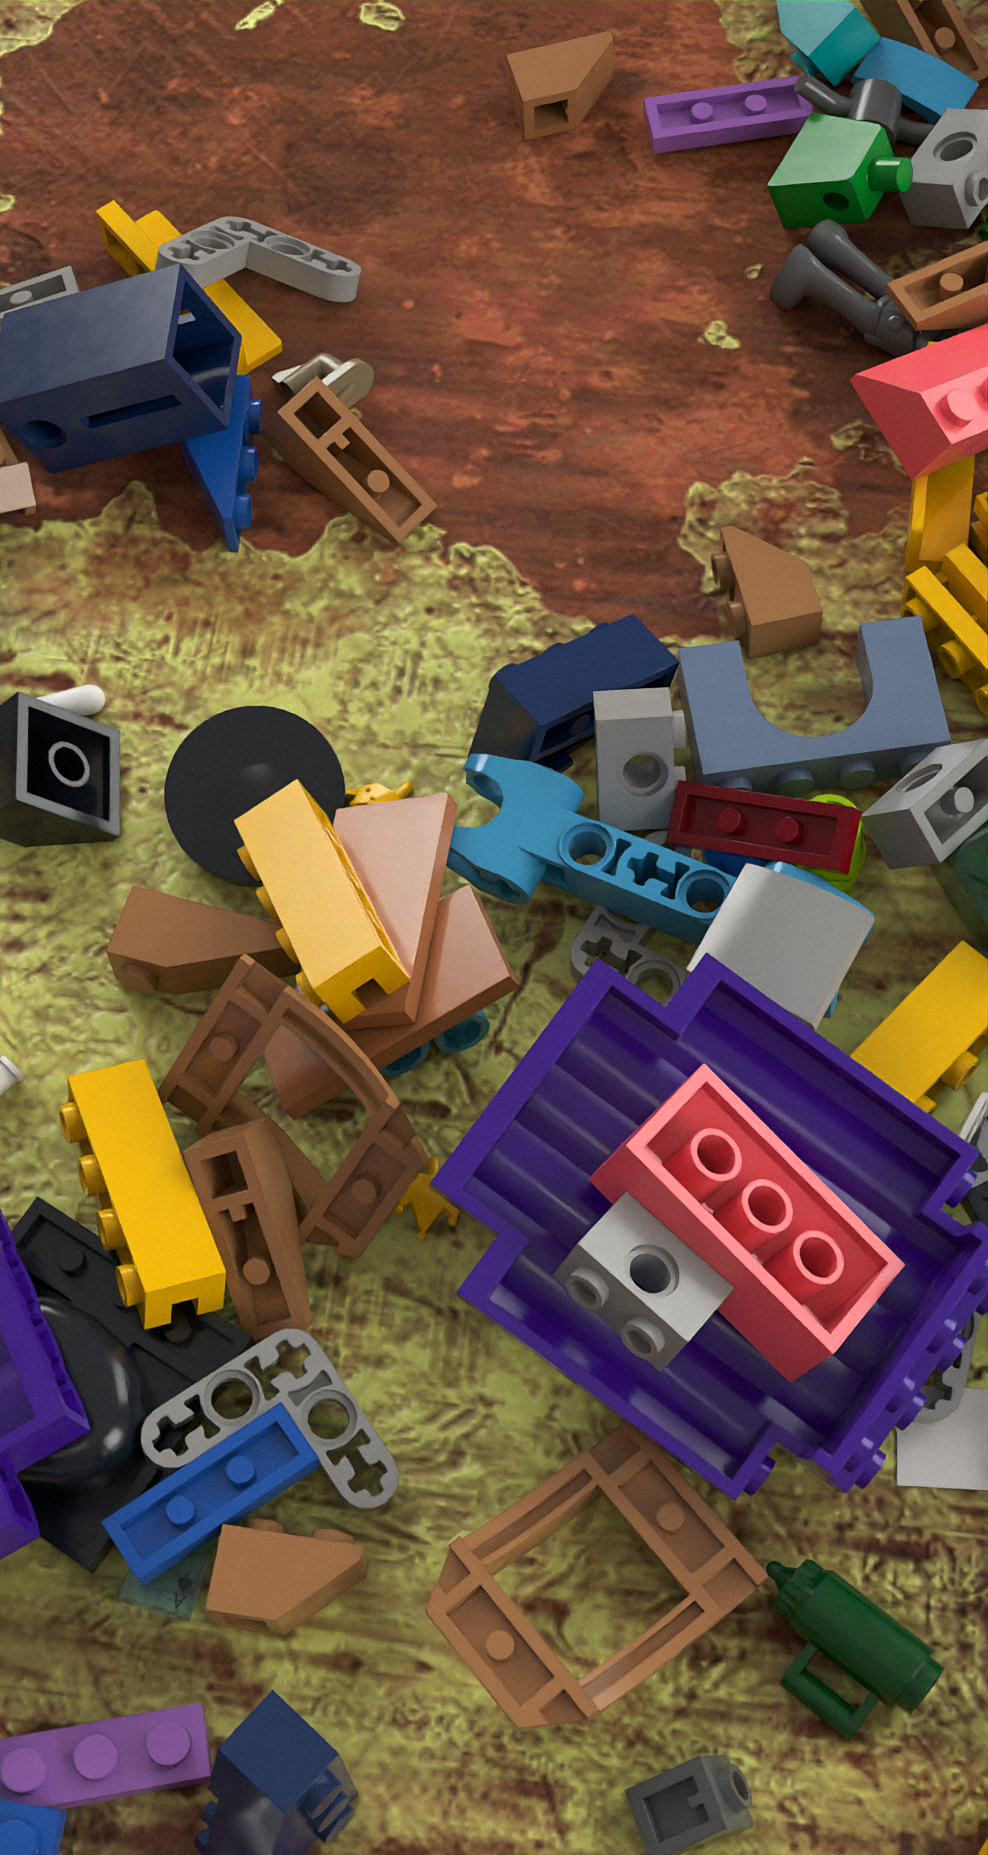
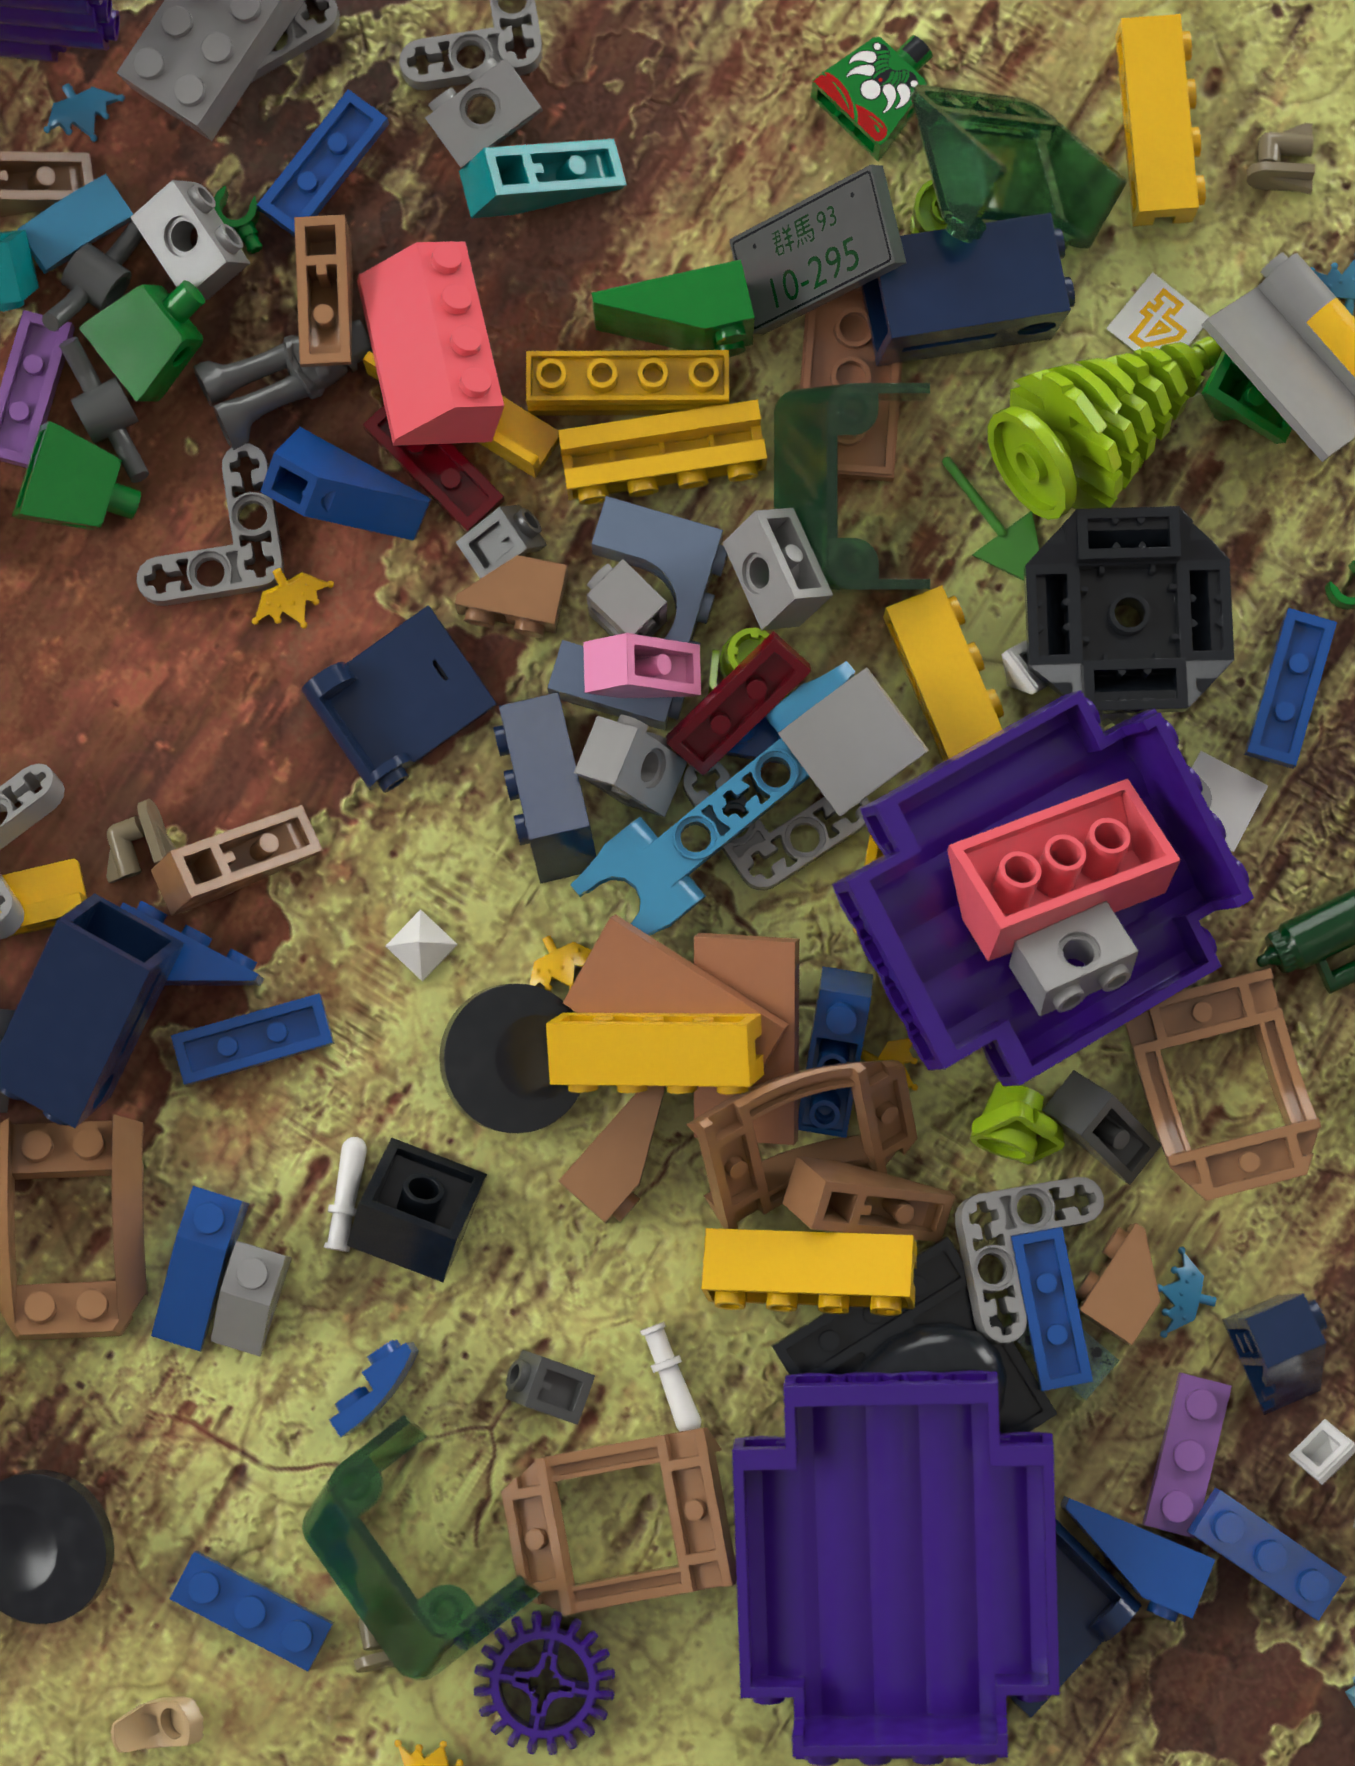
camera: 70 degrees left, 20 degrees up
(165, 558) = (252, 1039): none -> blue plate
(306, 1666) = (1184, 1294): none -> dark azure piece
(342, 672) = (421, 945): none -> white slope
(424, 1353) = (1012, 1125): none -> lime piece
(437, 1101) = (835, 1039): none -> blue slope
(468, 1460) = (1102, 1126): none -> dark grey slope
(591, 537) = (393, 702): none -> dark blue door
(649, 404) = (290, 597): none -> yellow piece
(653, 172) = (72, 482): none -> green torso
(666, 346) = (233, 557): none -> light grey beam
(742, 175) = (104, 410): none -> dark grey piece
(749, 713) = (641, 667): none -> bright pink slope
(784, 388) = (341, 489): none -> blue slope
(810, 677) = (625, 602): none -> light grey brick
(829, 553) = (500, 538): none -> bracket
(853, 482) = (442, 473): none -> dark red plate

